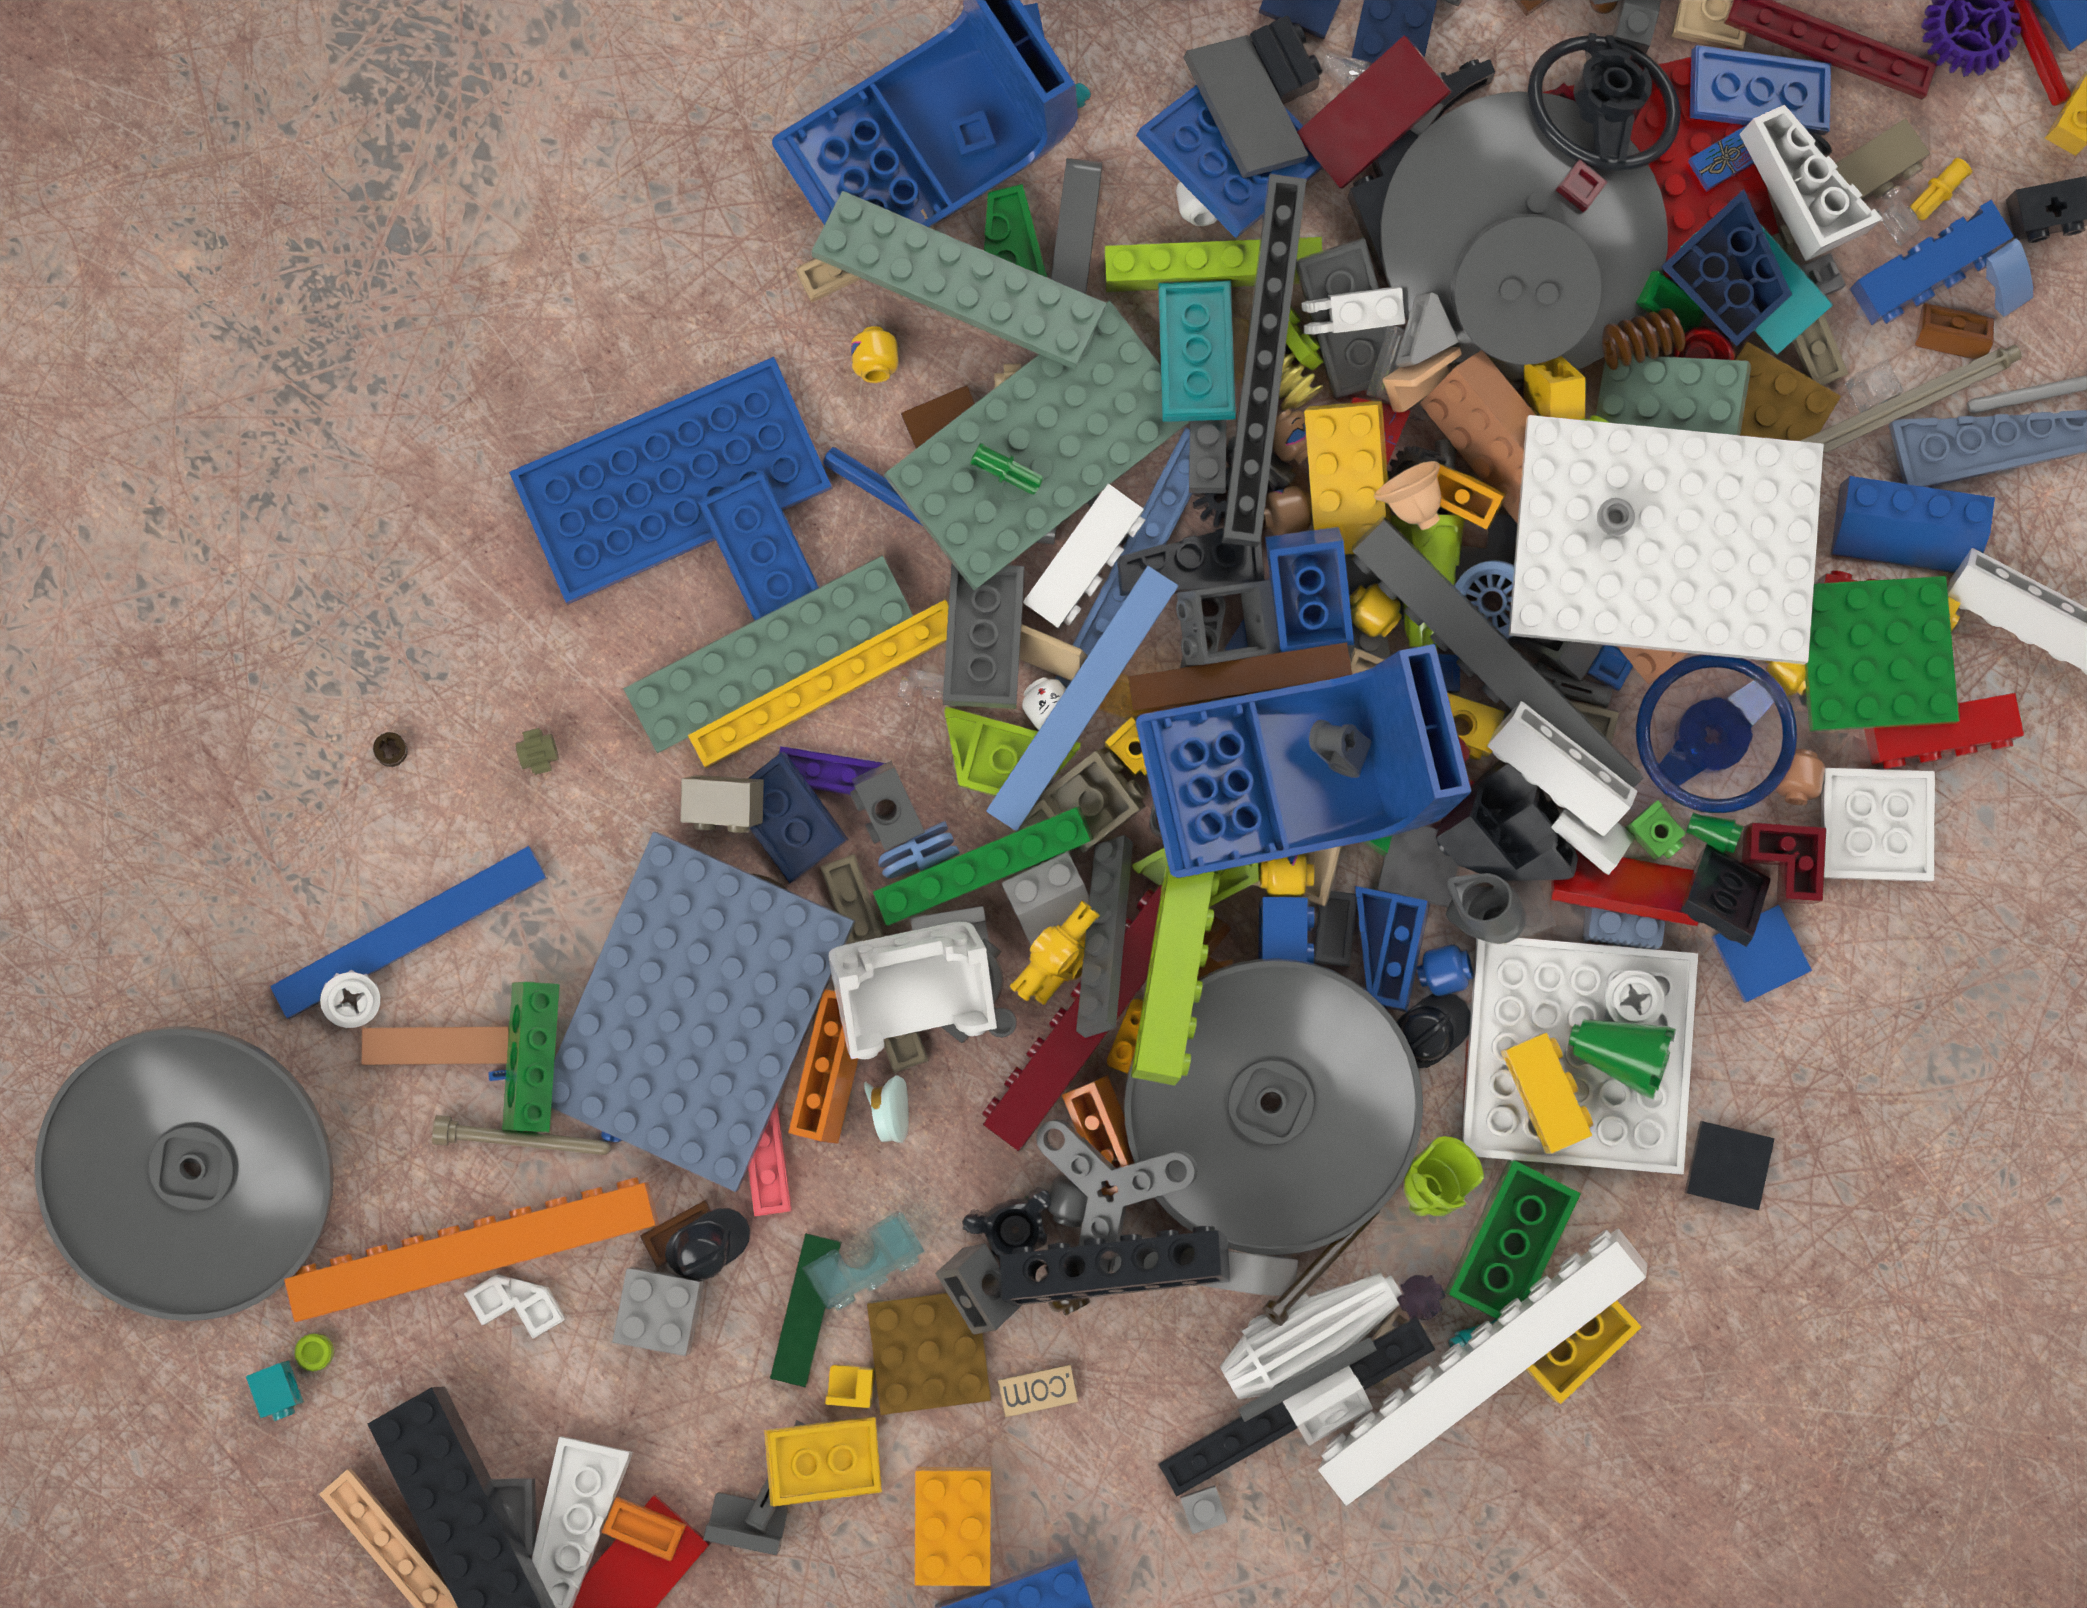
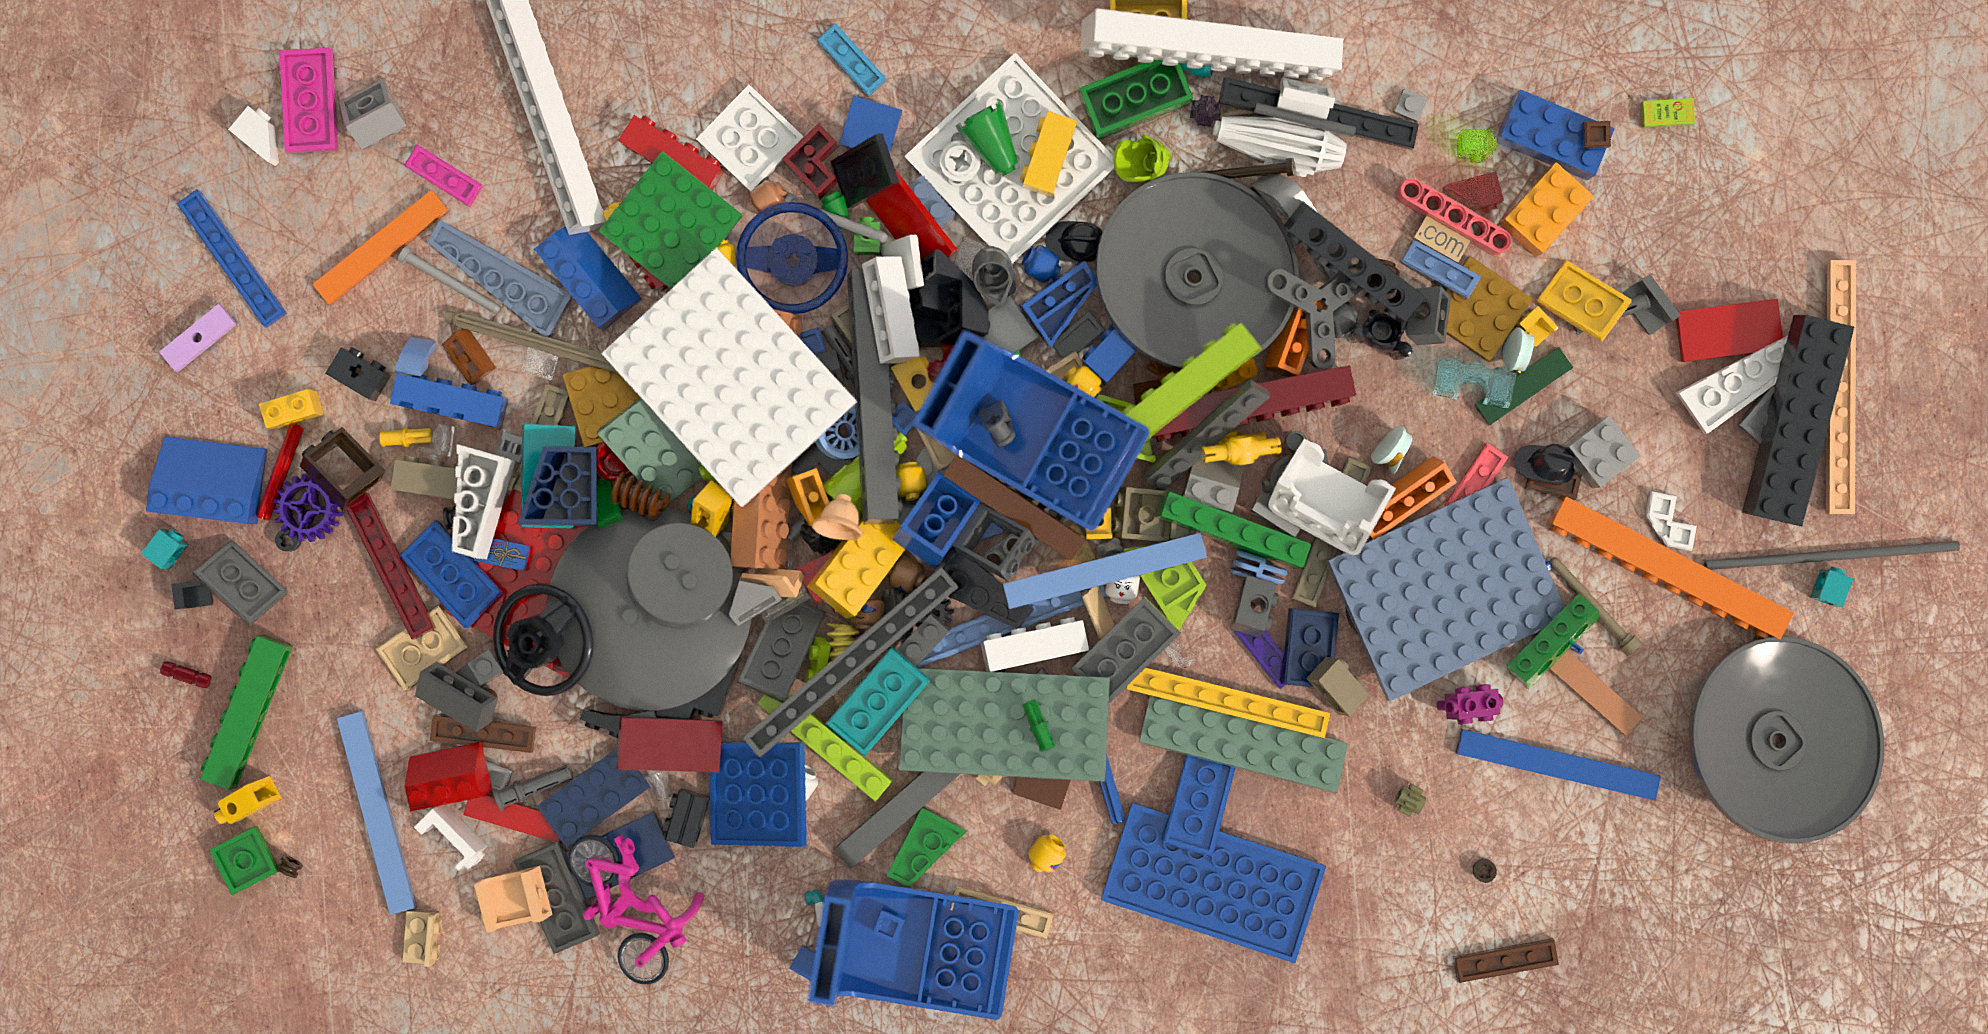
camera: 150 degrees left, 5 degrees up
(284, 675) = (1505, 960): none -> reddish brown tile
(303, 1428) = (1832, 555): none -> dark grey piece
(314, 1352) = (1793, 589): lime tile -> none
(343, 1013) = (1628, 751): white gear -> none
(566, 904) = (1469, 704): none -> magenta brick
(643, 1528) = (1704, 348): orange tile -> none
(846, 1341) = (1518, 350): none -> light aqua piece
(959, 280) = (970, 851): sand green plate -> none
(1009, 1354) = (1440, 269): none -> medium blue tile
(1032, 1438) = (1466, 216): none -> coral beam
(1045, 1477) = (1477, 192): none -> clear red slope
(1093, 1529) = (1476, 144): none -> clear neon green brick
(1096, 732) = (1109, 548): none -> light grey plate
(1245, 106) = (732, 810): dark grey tile -> none
(1357, 310) = (775, 646): white hinge -> none
(1581, 186) = (598, 604): tile -> none
(1623, 508) = (747, 402): light grey plate -> none
(1699, 820) = (847, 223): none -> light grey bar
(1729, 1165) = (986, 36): black tile -> none
(1849, 1008) = (851, 60): none -> dark azure tile
(1940, 91) = (372, 470): none -> dark brown window

